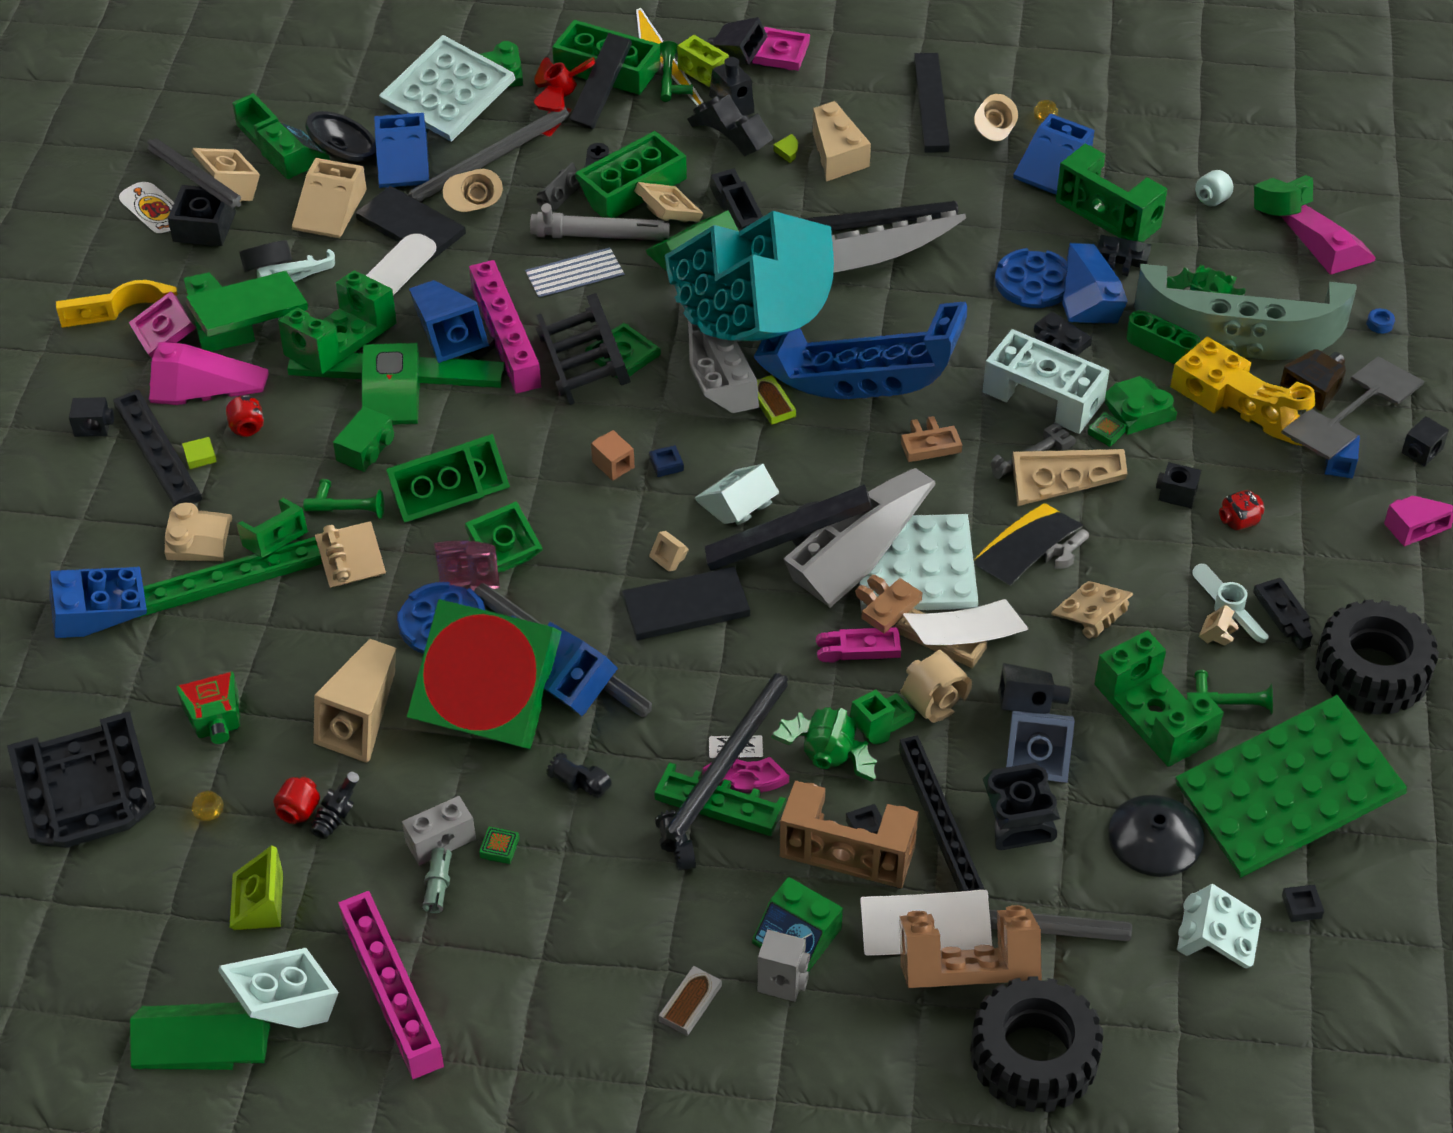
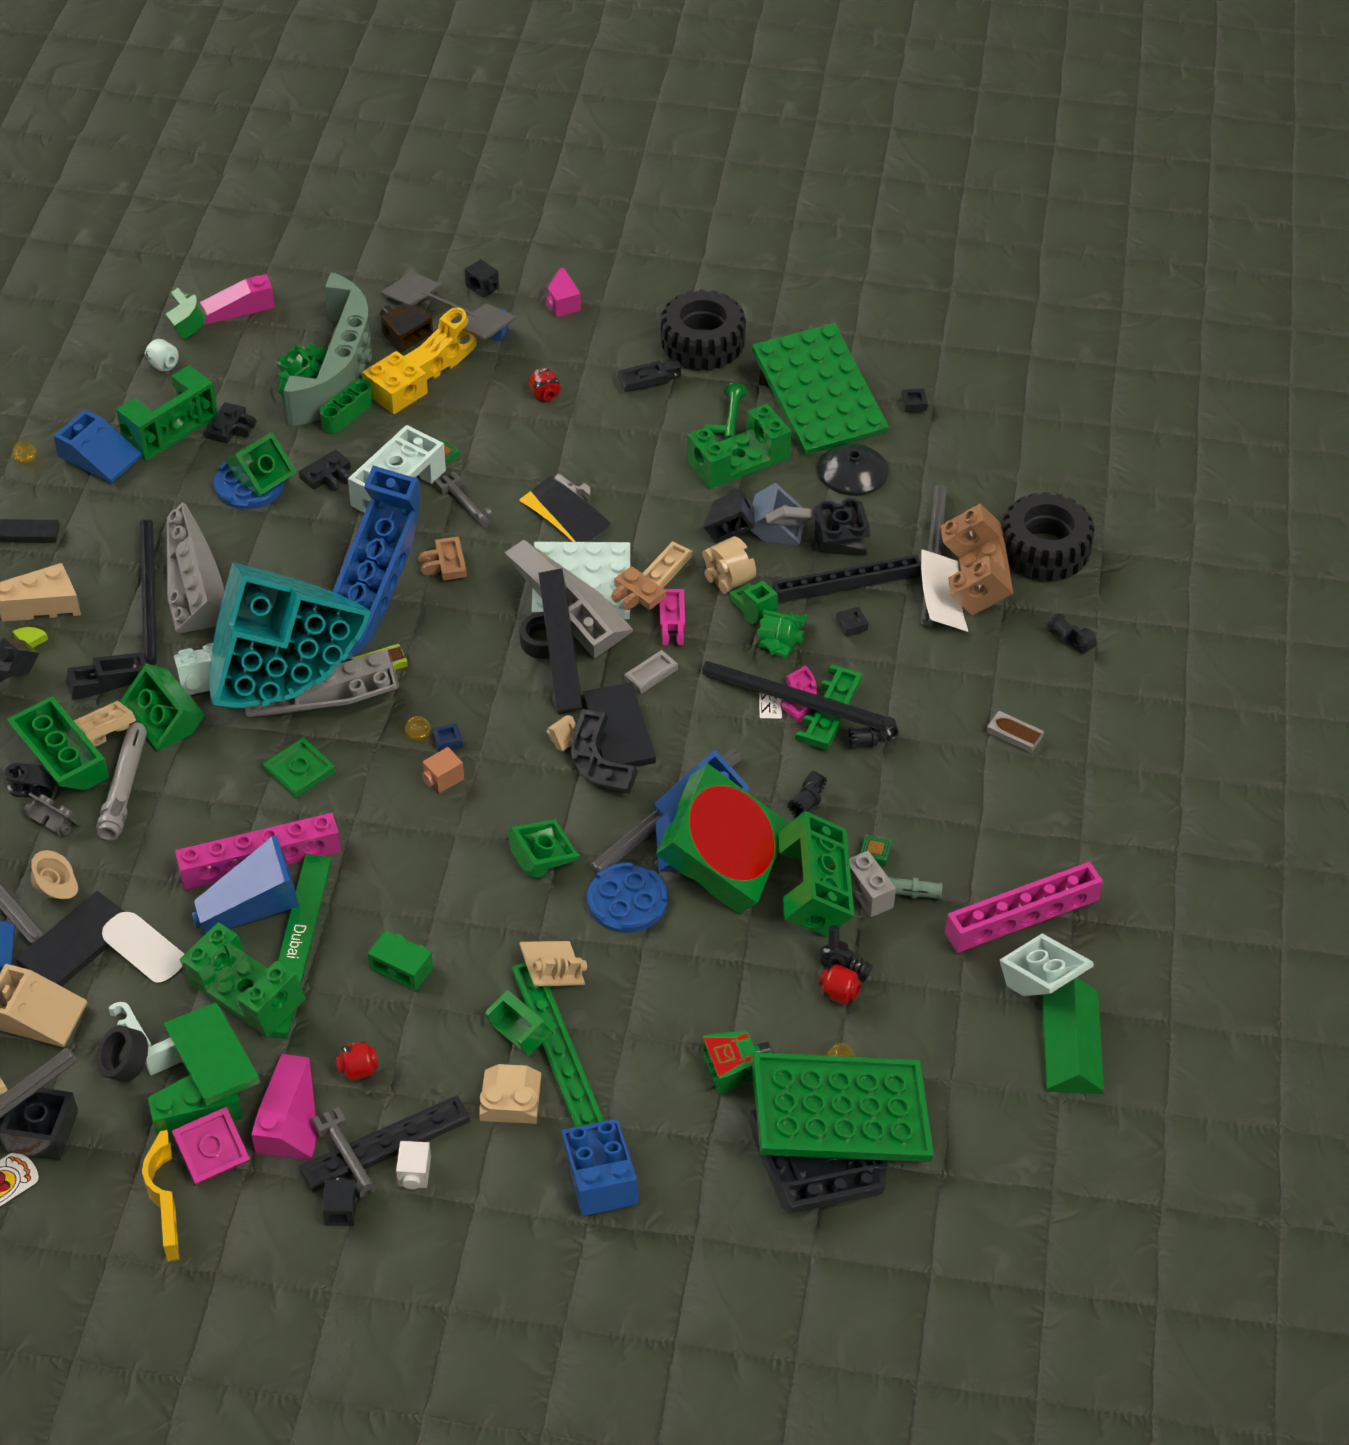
camera: 90 degrees left, 0 degrees up
(122, 464) = (413, 1164): none -> white brick
(123, 792) = (841, 1107): none -> green plate
(175, 401) = (333, 1127): none -> dark grey hinge
(199, 452) = (396, 1104): lime tile -> none
(257, 892) = (935, 1006): lime slope -> none
(322, 503) = (489, 946): green piece -> none
(354, 701) = (733, 942): tan slope -> none
(392, 381) = (326, 941): green slope -> none
(447, 478) = (465, 892): green slope -> none
(467, 563) = (584, 864): clear pink slope -> none
(469, 757) = (826, 887): none -> green plate
(574, 272) = (175, 807): sticker -> none
(607, 349) = (298, 765): black fence -> none
(612, 582) = (588, 759): none -> black plate
(676, 434) = (417, 728): none -> clear yellow plate
(739, 494) = (499, 685): light aqua slope -> none
(773, 630) = (651, 671): none -> light grey tile
(782, 966) = (994, 666): light grey brick -> none
(801, 914) = (949, 663): green slope -> none
(844, 849) = (864, 644): medium nougat plate -> none
(862, 1073) = (1072, 634): none -> black connector
(967, 625) = (654, 549): white sticker -> none
(996, 117) = (34, 482): tan piece -> none
(1017, 738) = (790, 516): none -> light grey tile
(1039, 272) = (261, 464): none -> green slope
(1056, 473) = (493, 481): tan wing -> none
(1091, 287) = (291, 431): blue wedge -> none
(1094, 607) = (638, 477): tan hinge -> none
(1140, 404) = (422, 419): green slope -> none
(1178, 485) = (515, 414): black brick -> none
(1218, 626) = (662, 410): tan tile -> none
(1219, 922) = (936, 444): light aqua bracket -> none
(1230, 590) = (635, 404): light aqua piece -> none

